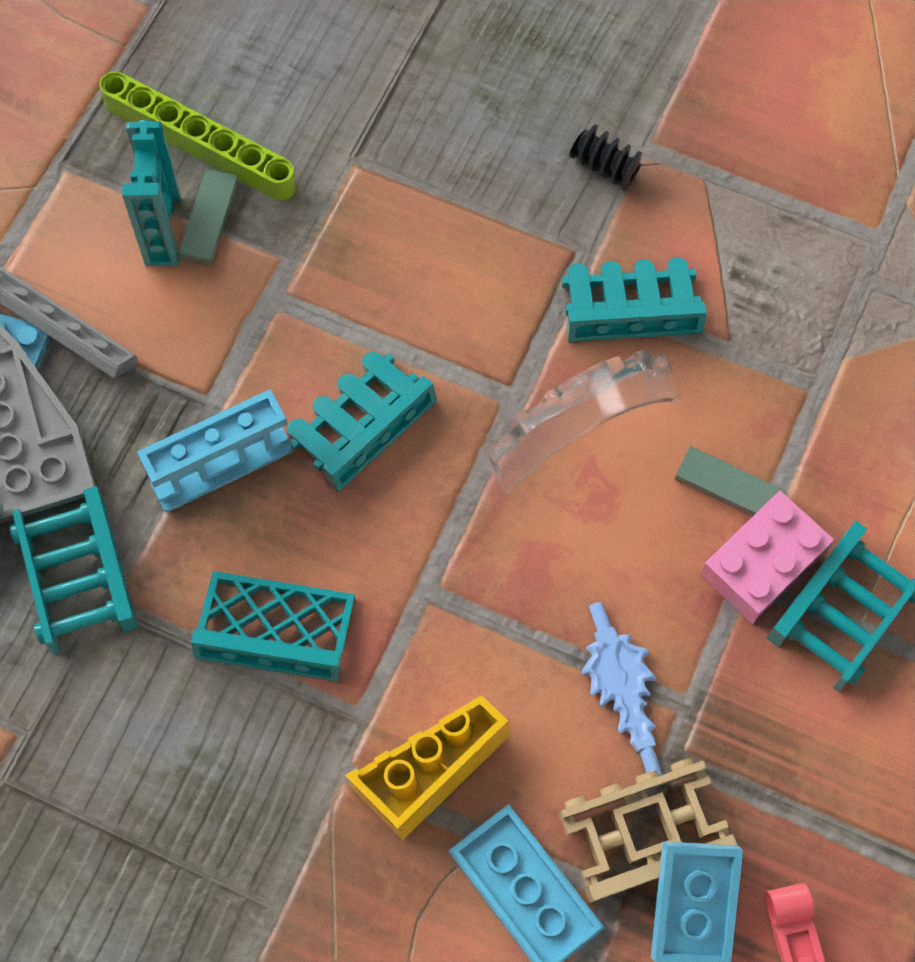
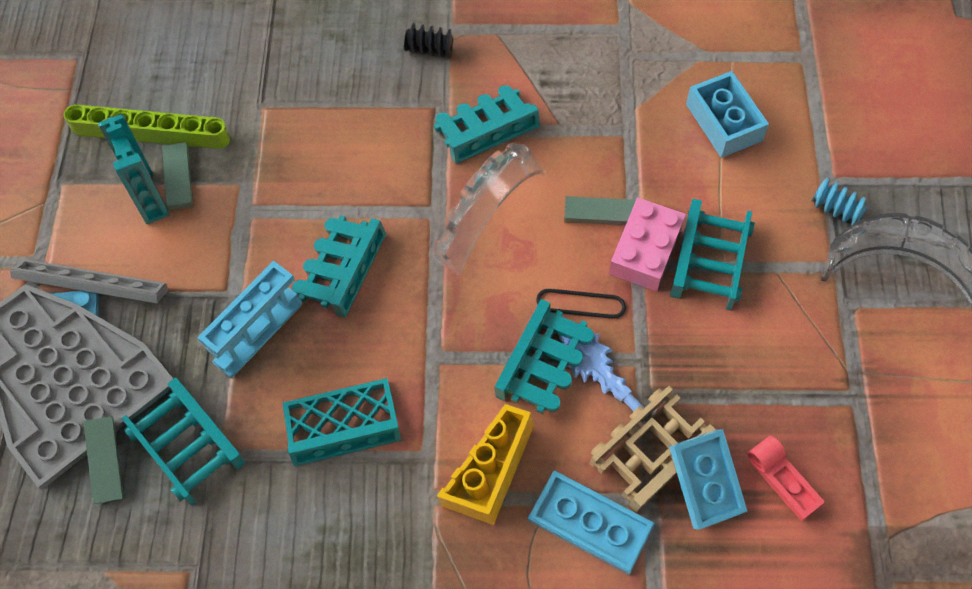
camera: 20 degrees left, 5 degrees down
(558, 623) = (532, 366): none -> teal fence
(651, 586) = (585, 294): none -> black piece

